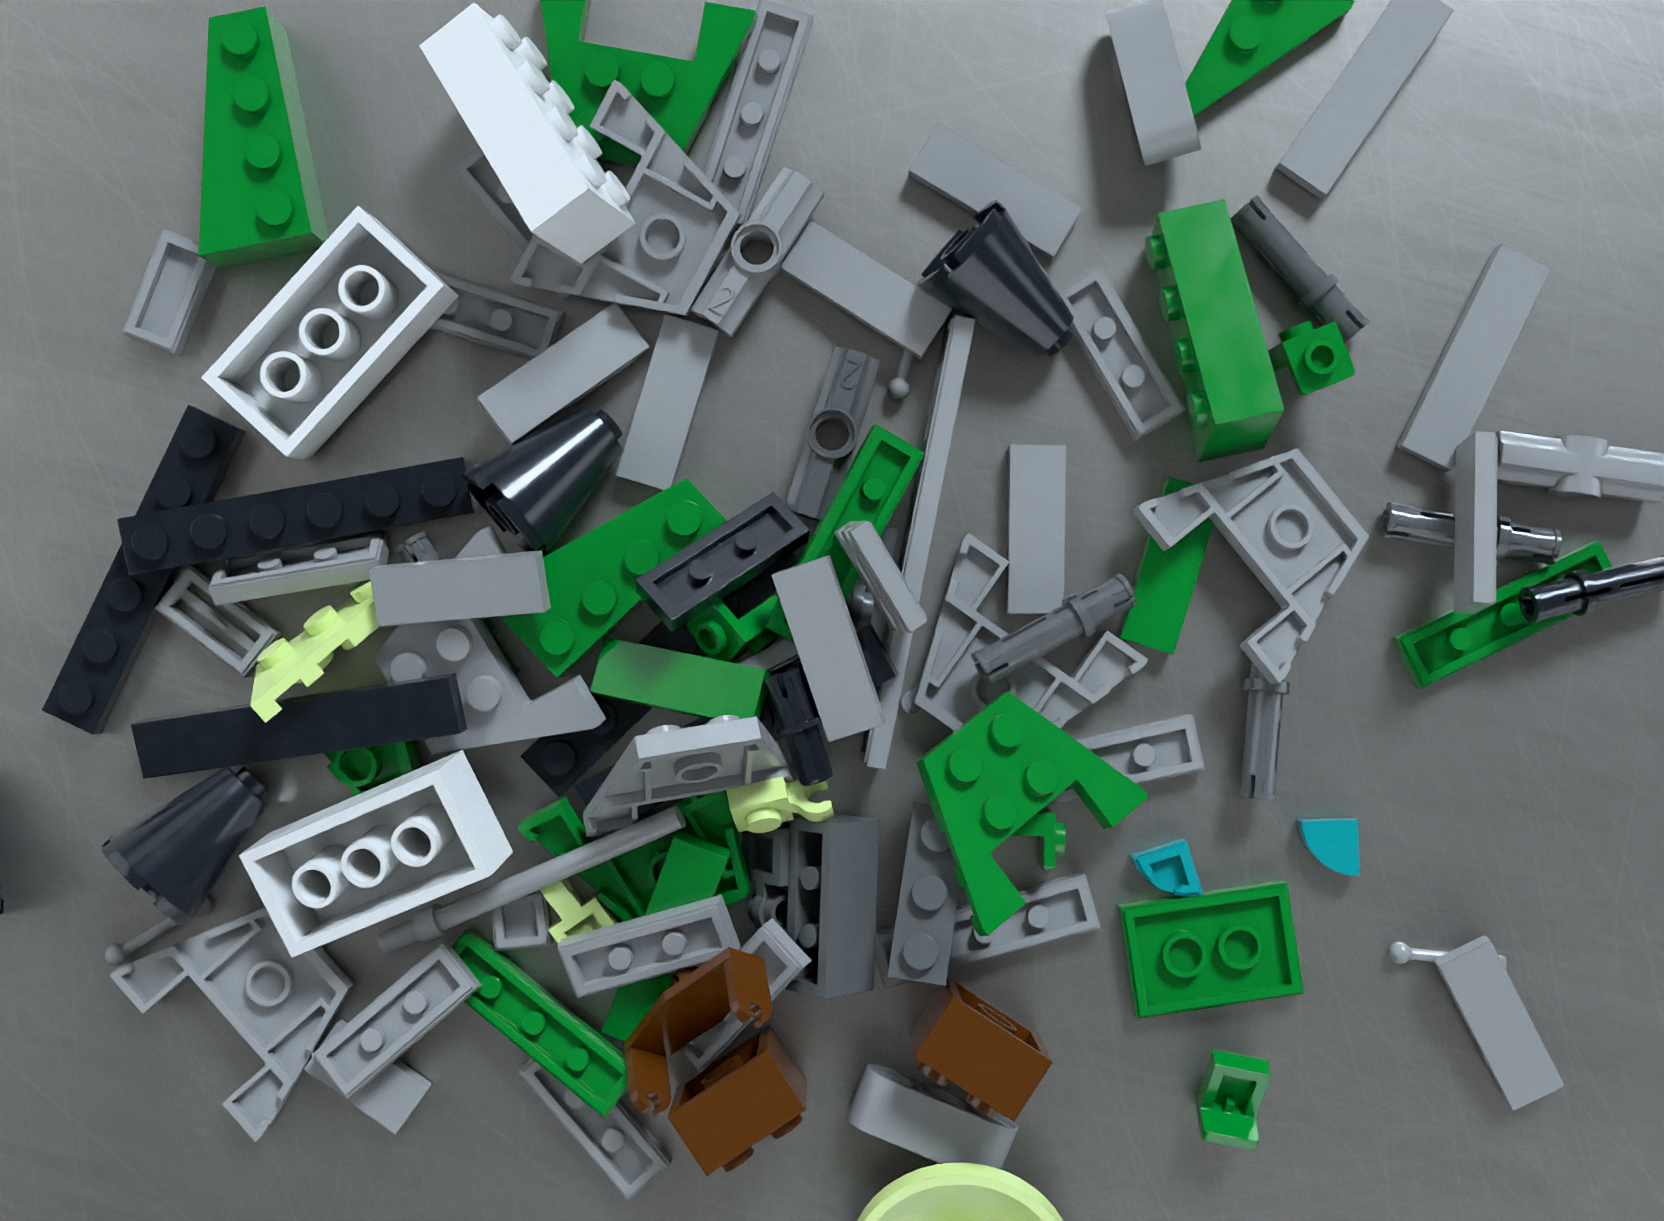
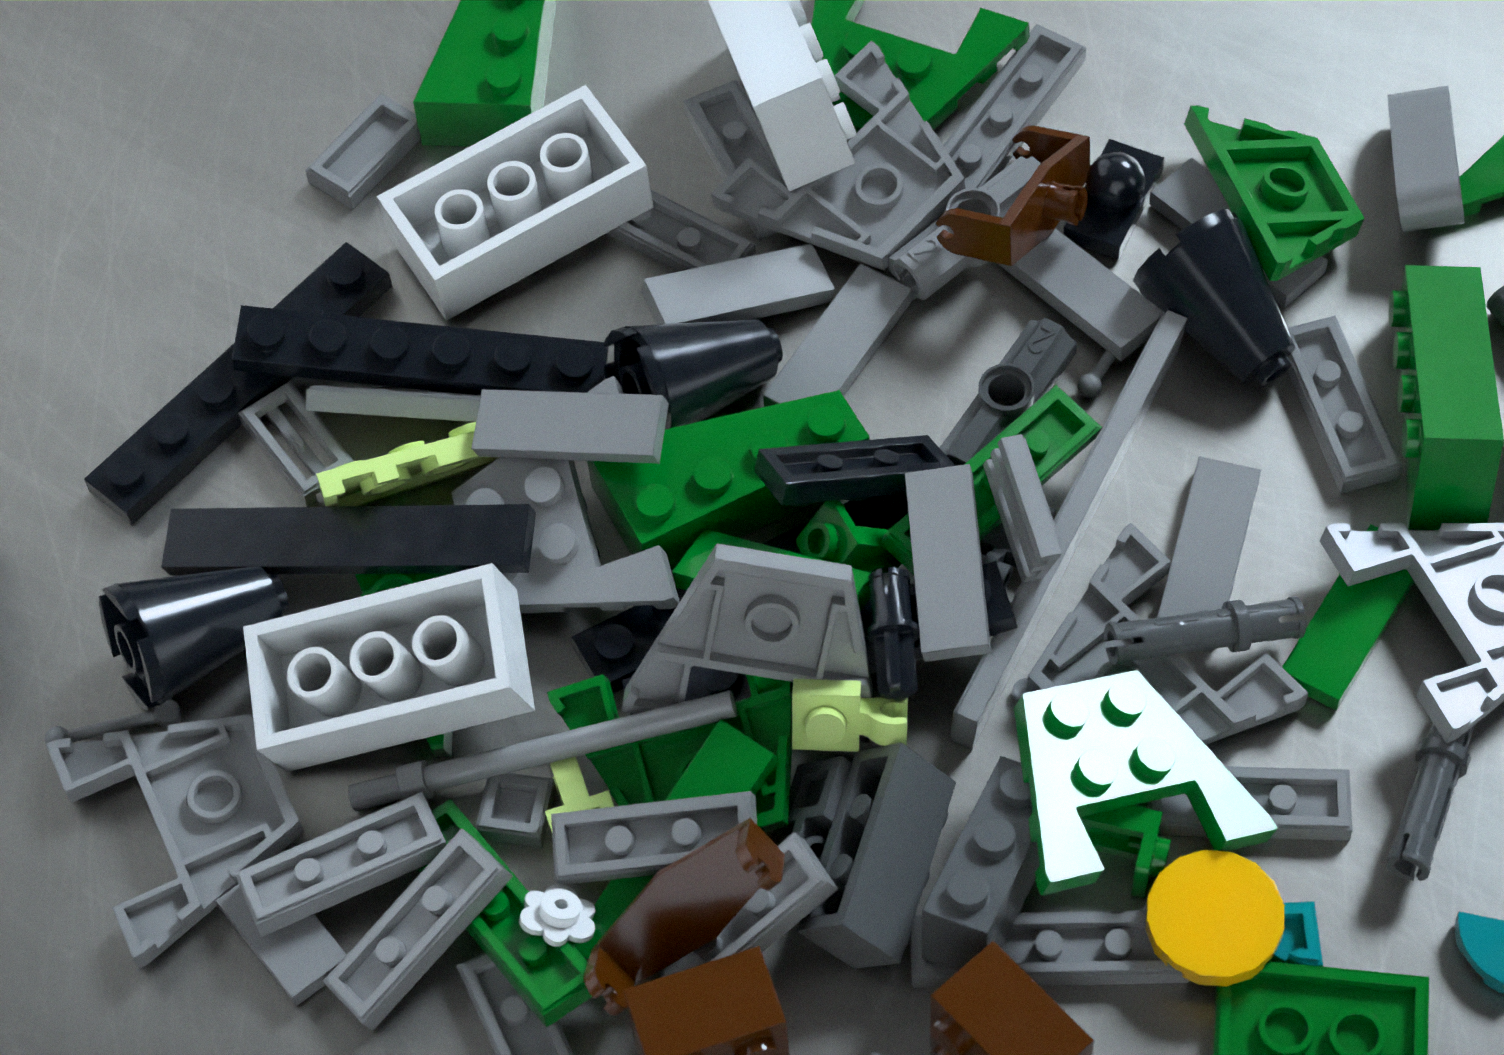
camera: 25 degrees right, 30 degrees down
(478, 1059) = (417, 929): none -> light grey tile
(577, 1036) = (558, 915): none -> white plant
(822, 221) = (1049, 197): none -> reddish brown piece
(875, 180) = (1116, 196): none -> black tile
(1025, 148) = (1279, 190): none -> green wing
(1113, 884) = (1214, 917): none -> yellow tile

